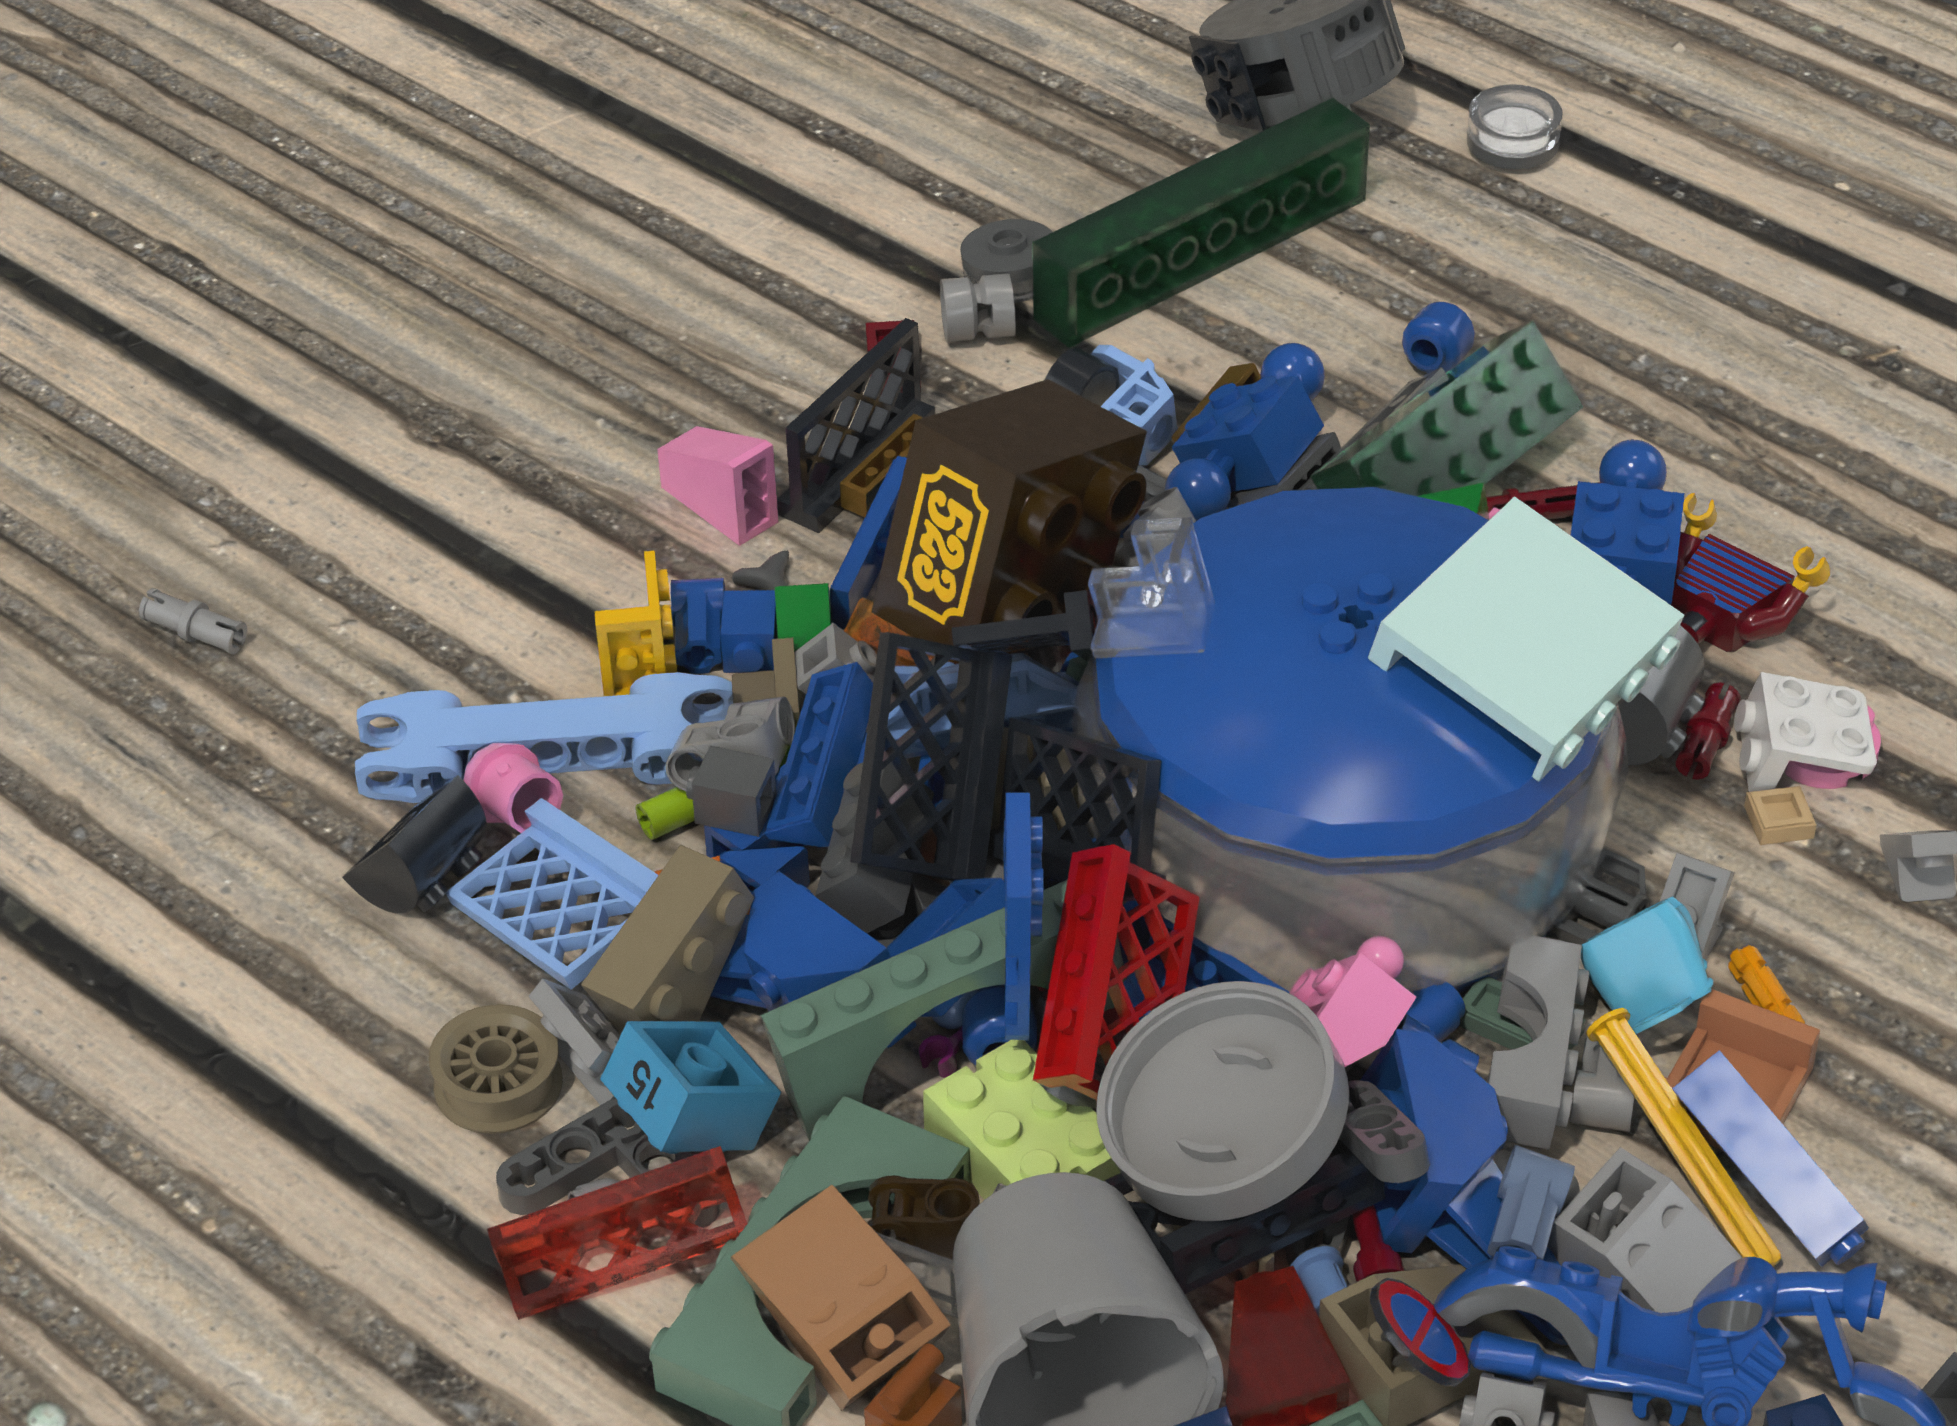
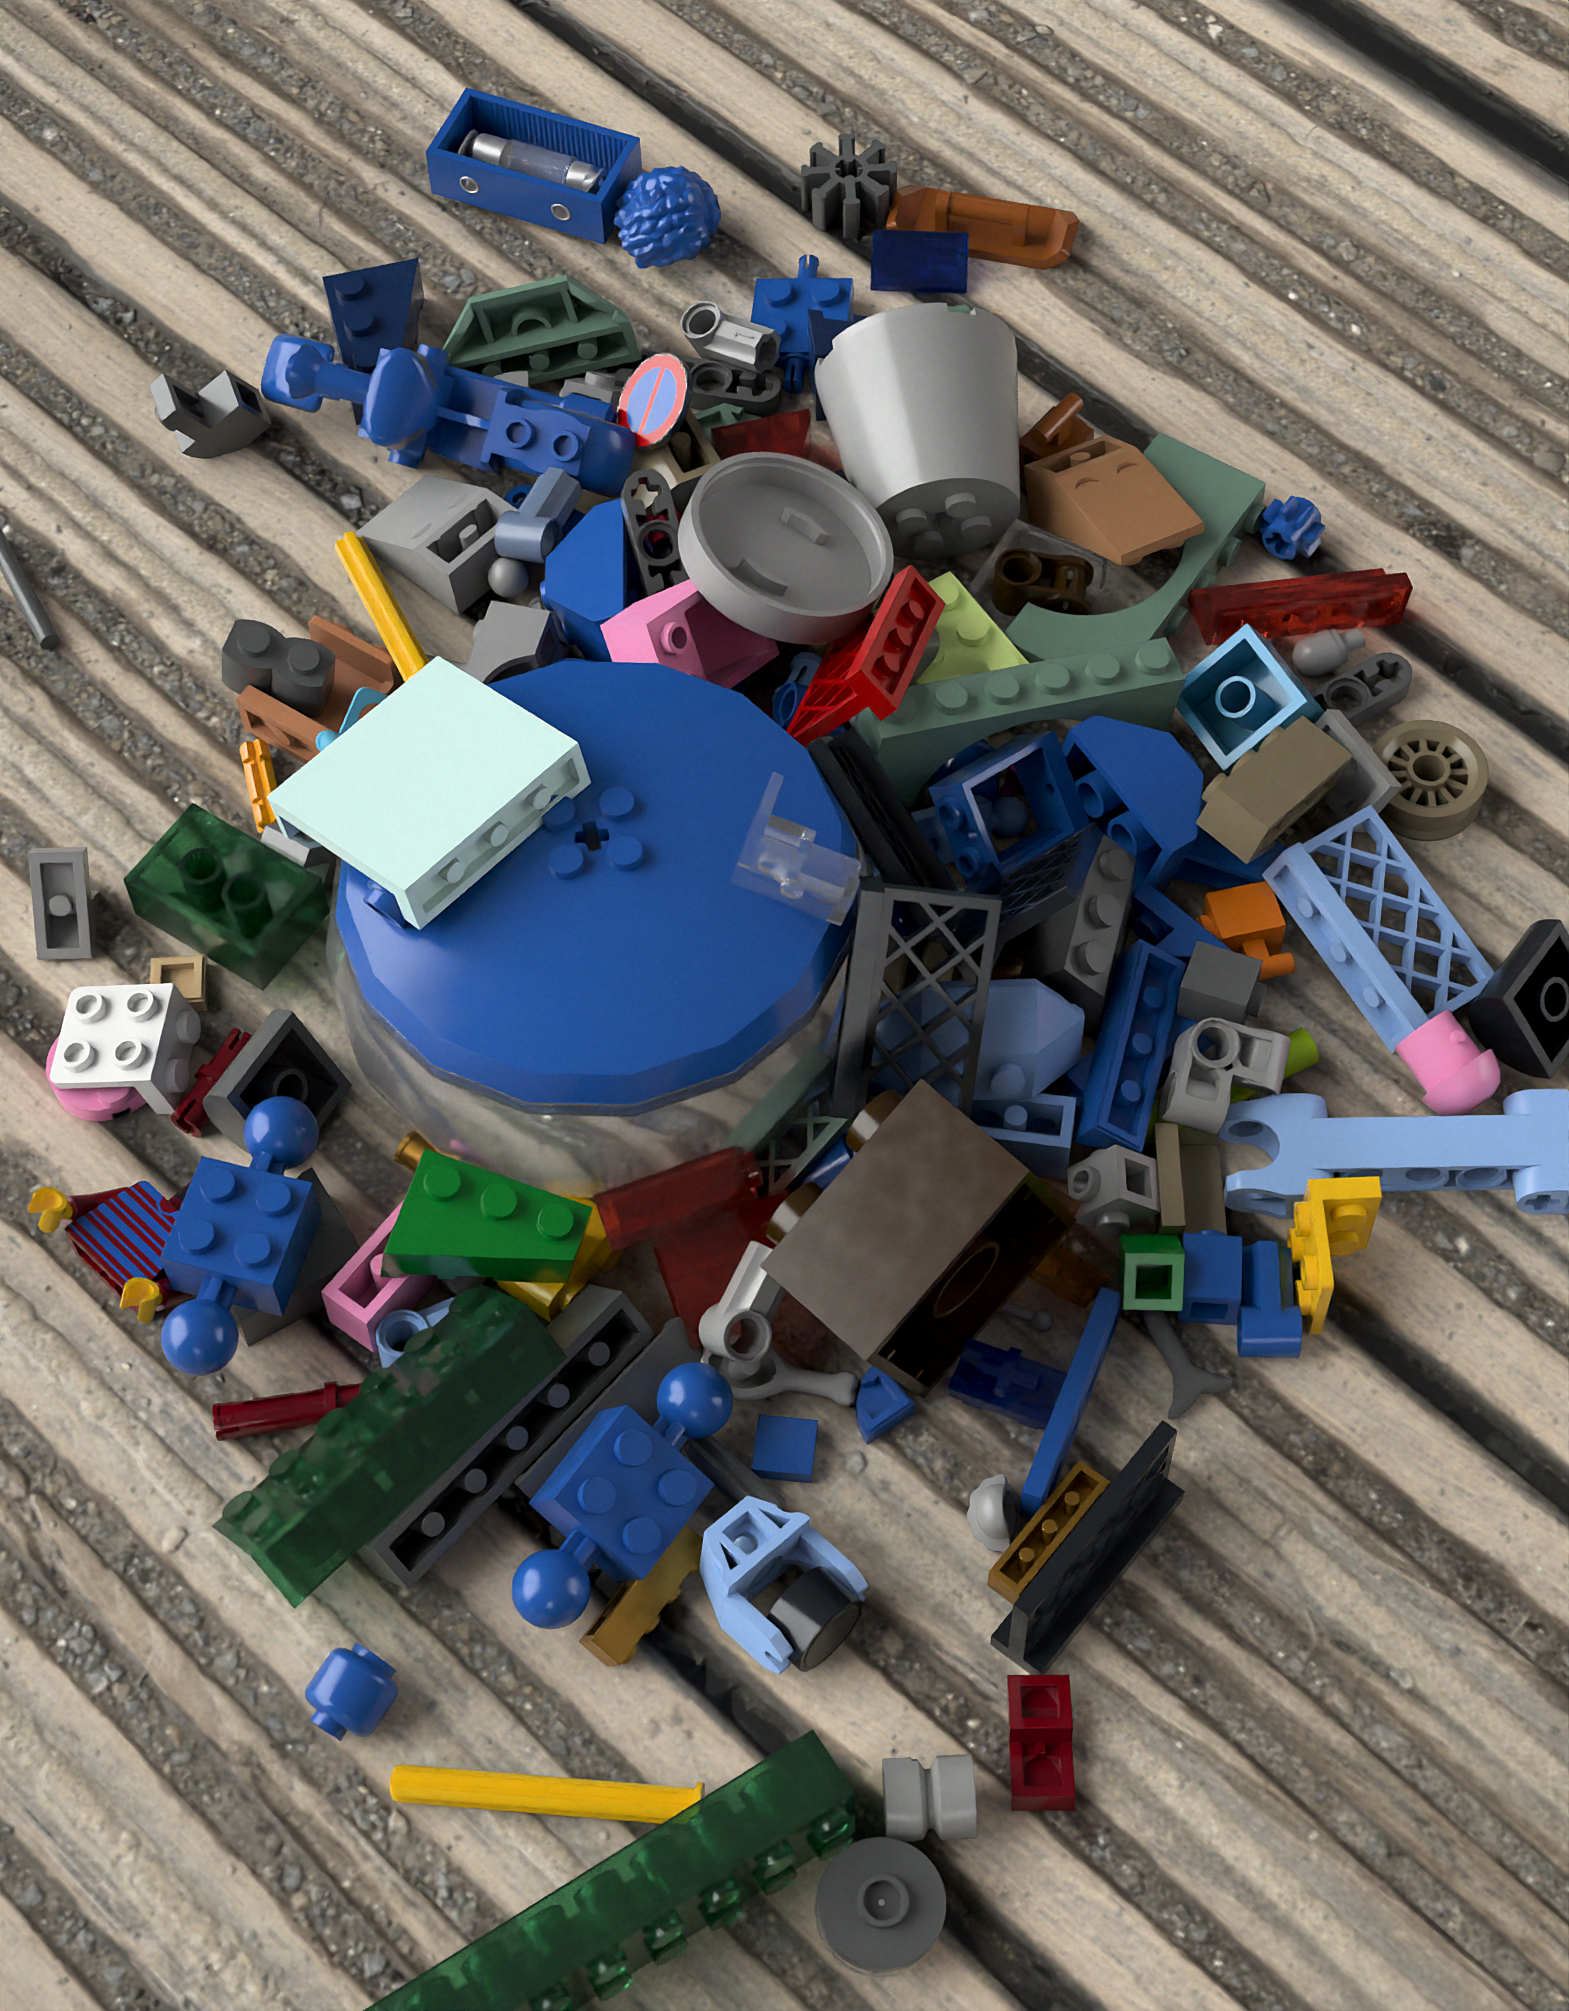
camera: 175 degrees left, 15 degrees up
(620, 1329) = (1291, 528): none -> blue gear
(722, 480) = (1255, 1501): bright pink slope -> none
(1022, 907) = (944, 702): blue wing -> none
(1271, 307) = (541, 1794): none -> yellow axle
(1772, 1161) = (324, 578): brick -> none
(1783, 852) = (227, 896): none -> clear green brick
(1792, 1061) = (285, 668): none -> dark grey brick

